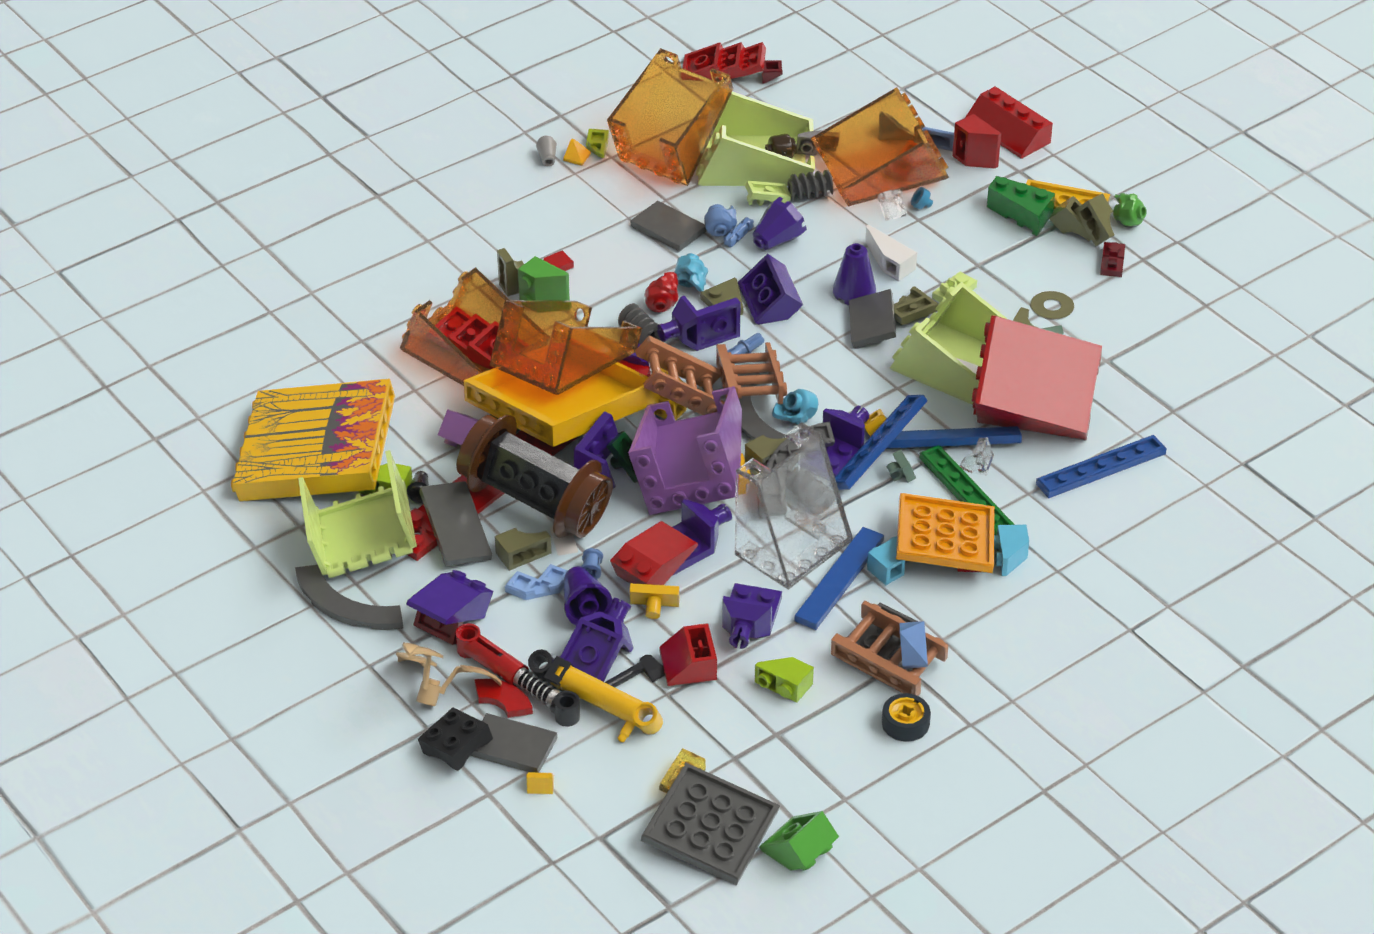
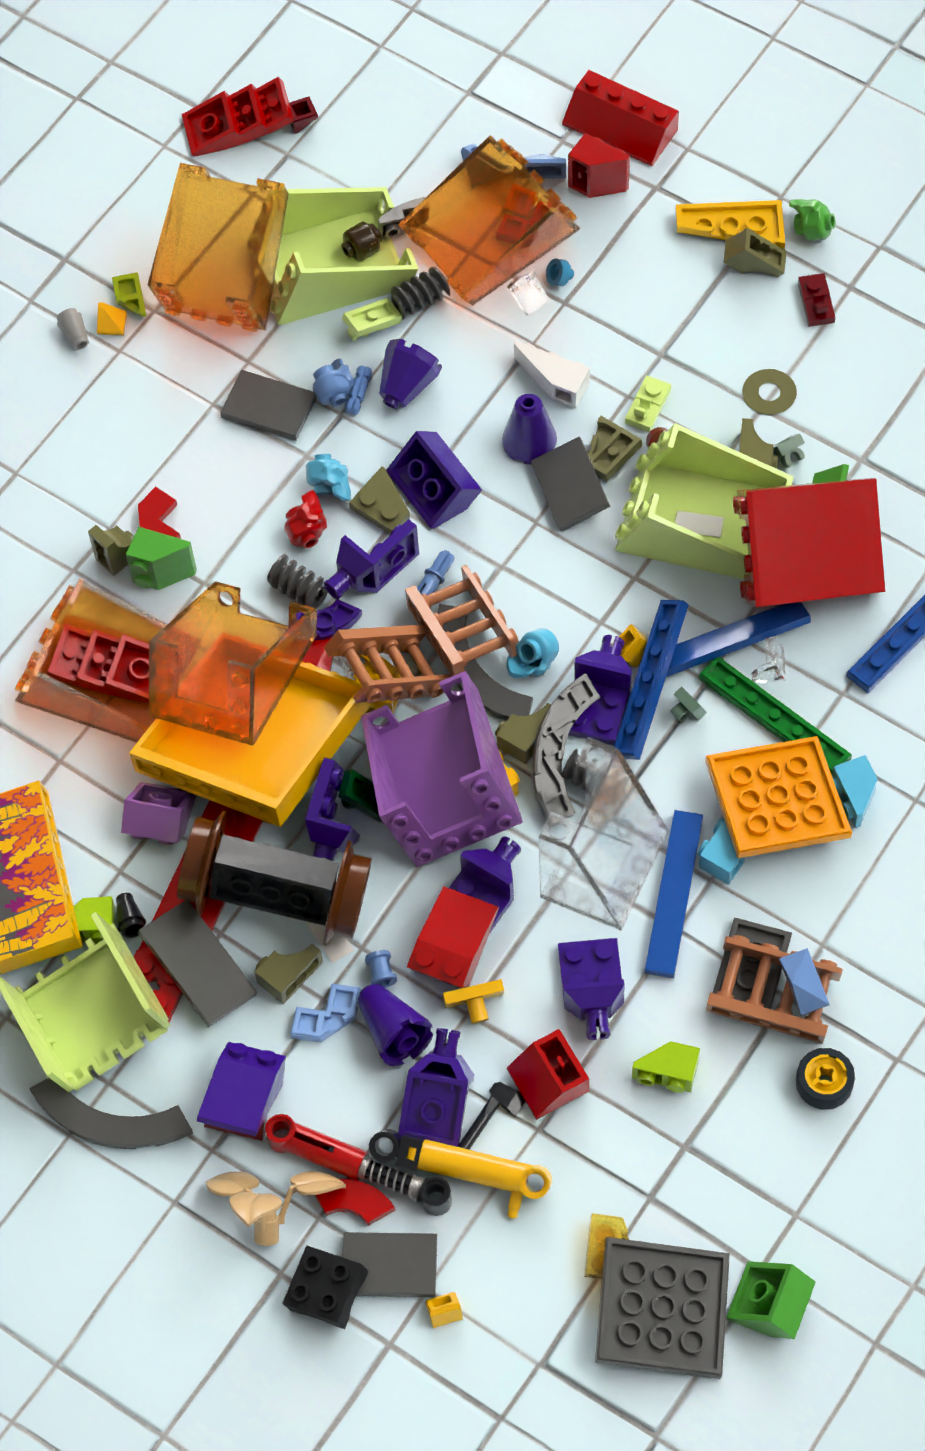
camera: 15 degrees left, 20 degrees up
(1021, 202) = (682, 246): green wedge -> none
(1096, 219) = (781, 249): olive arch -> none

